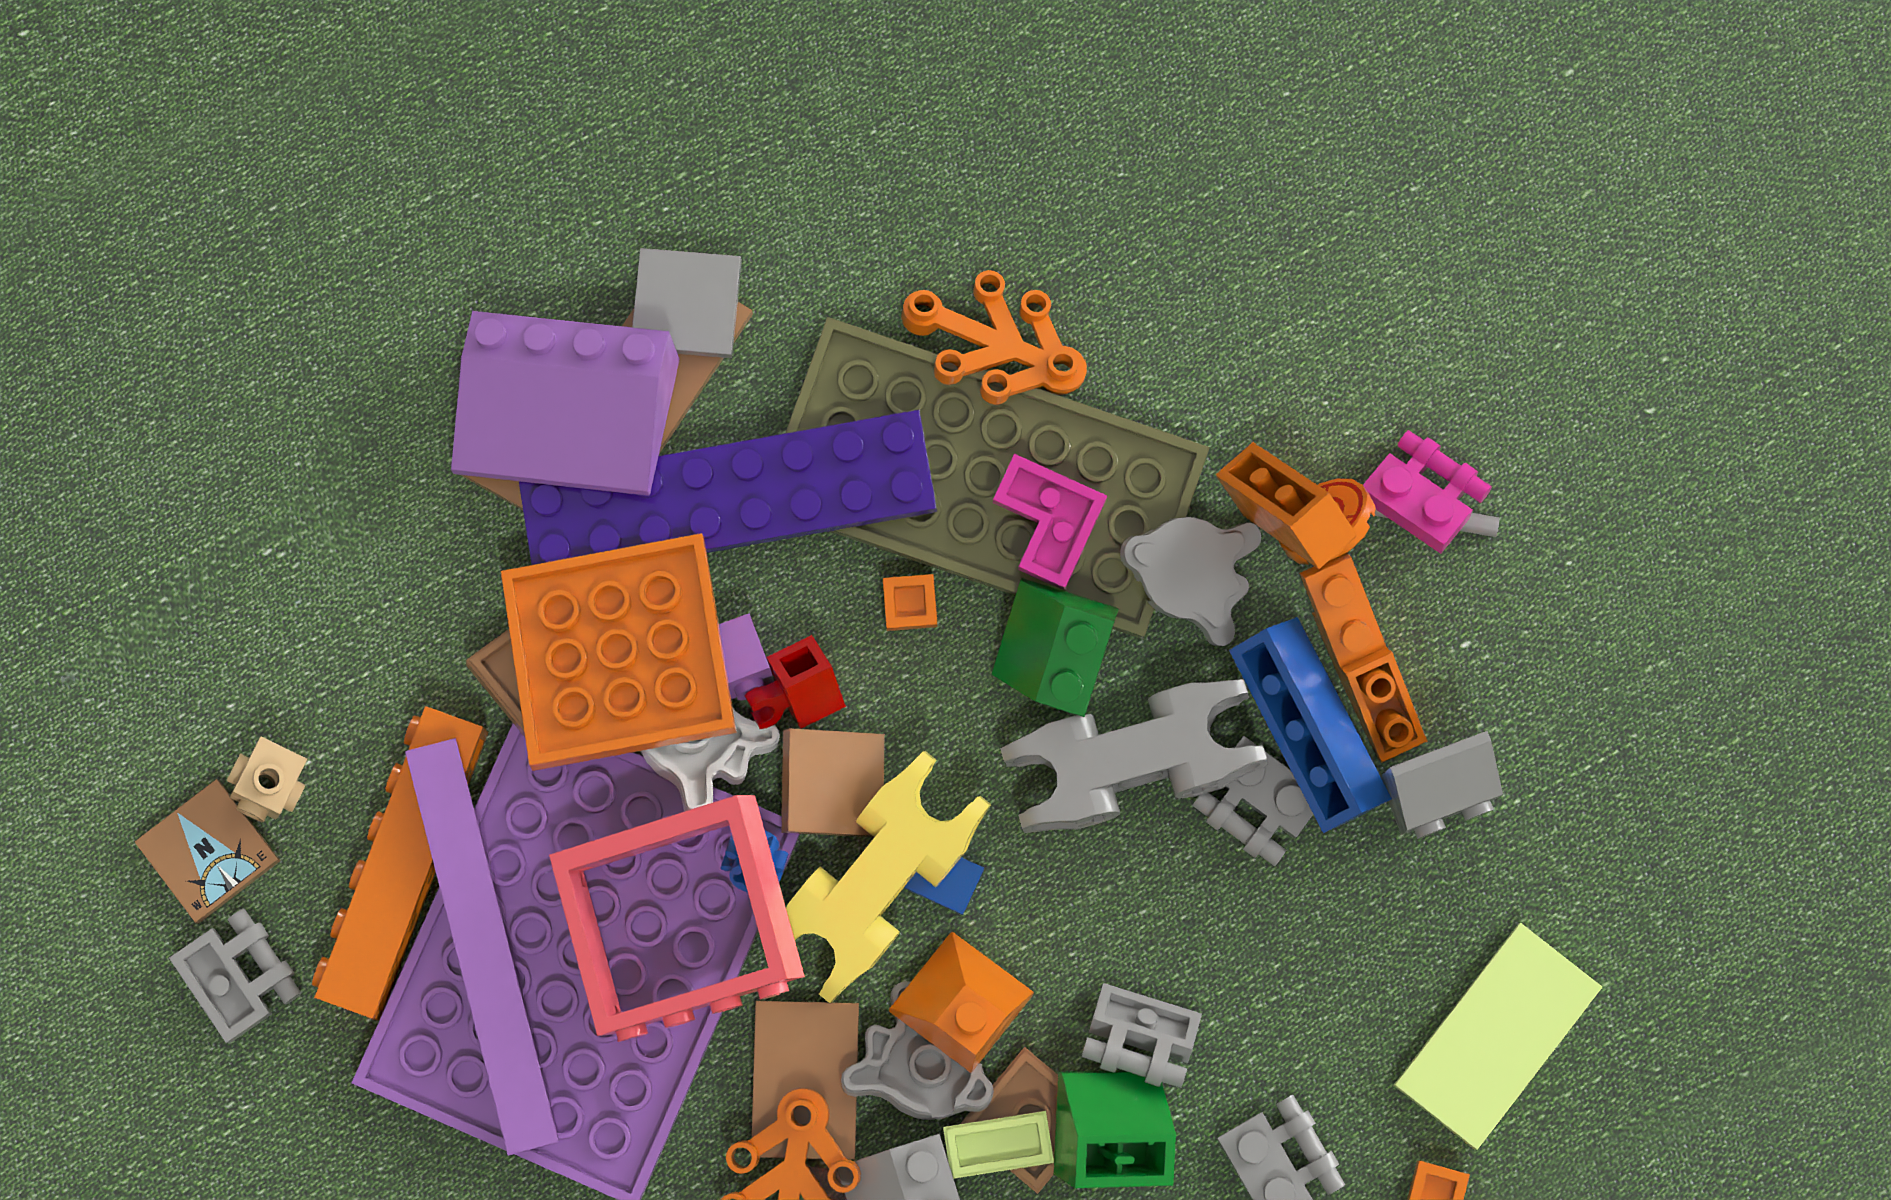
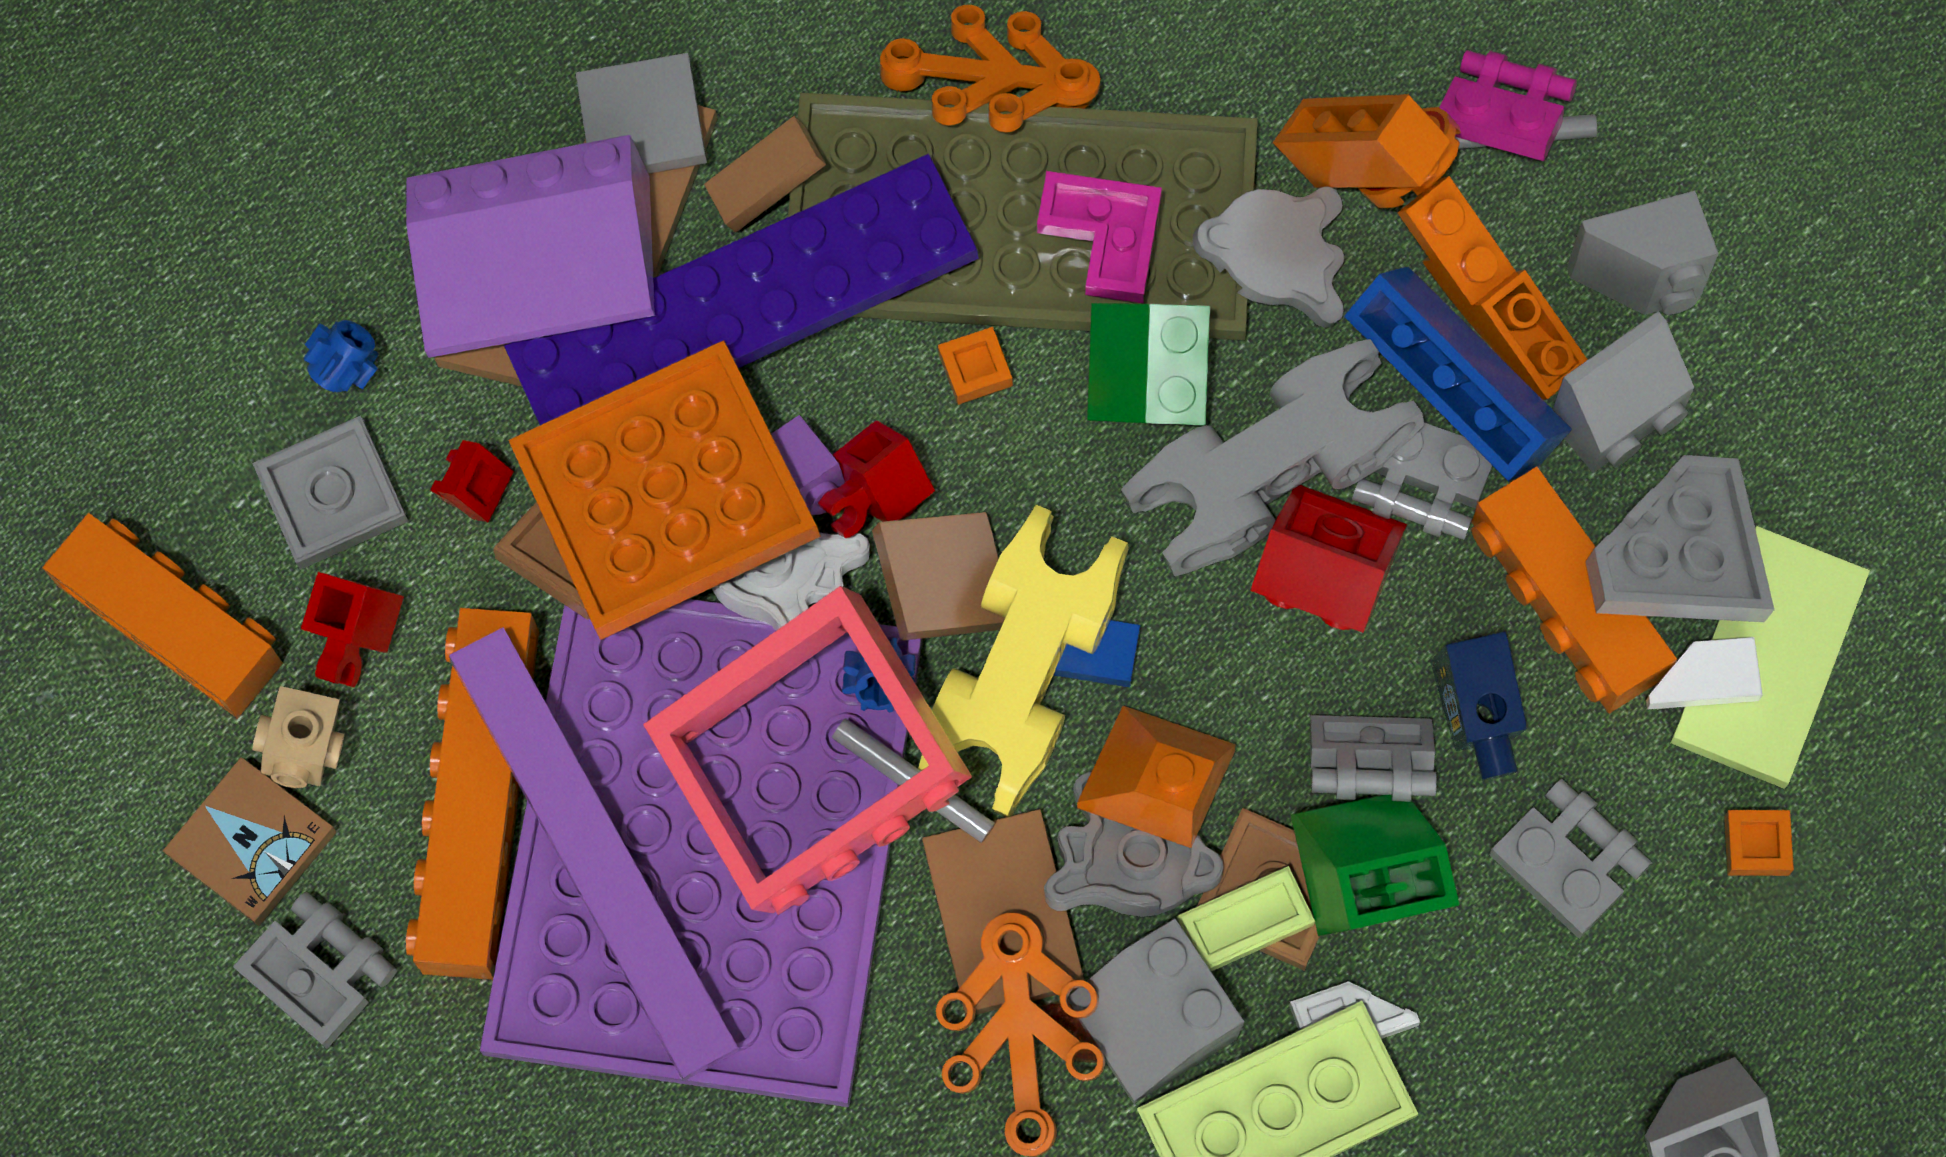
camera: 10 degrees left, 10 degrees down
(180, 638) = (164, 614): none -> orange brick
(334, 688) = (350, 618): none -> red brick
(344, 564) = (330, 492): none -> light grey tile
(380, 451) = (341, 356): none -> blue gear
(464, 591) = (473, 481): none -> red tile
(752, 946) = (900, 771): none -> light grey bar
(777, 384) = (764, 174): none -> medium nougat tile
(1157, 853) = (1327, 558): none -> red slope
(1243, 993) = (1482, 675): none -> dark blue torso
(1349, 937) = (1547, 567): none -> orange brick
(1441, 1043) = (1711, 675): none -> white tile
(1451, 932) = (1685, 550): none -> light grey plate
(1502, 667) = (1647, 255): none -> light grey slope

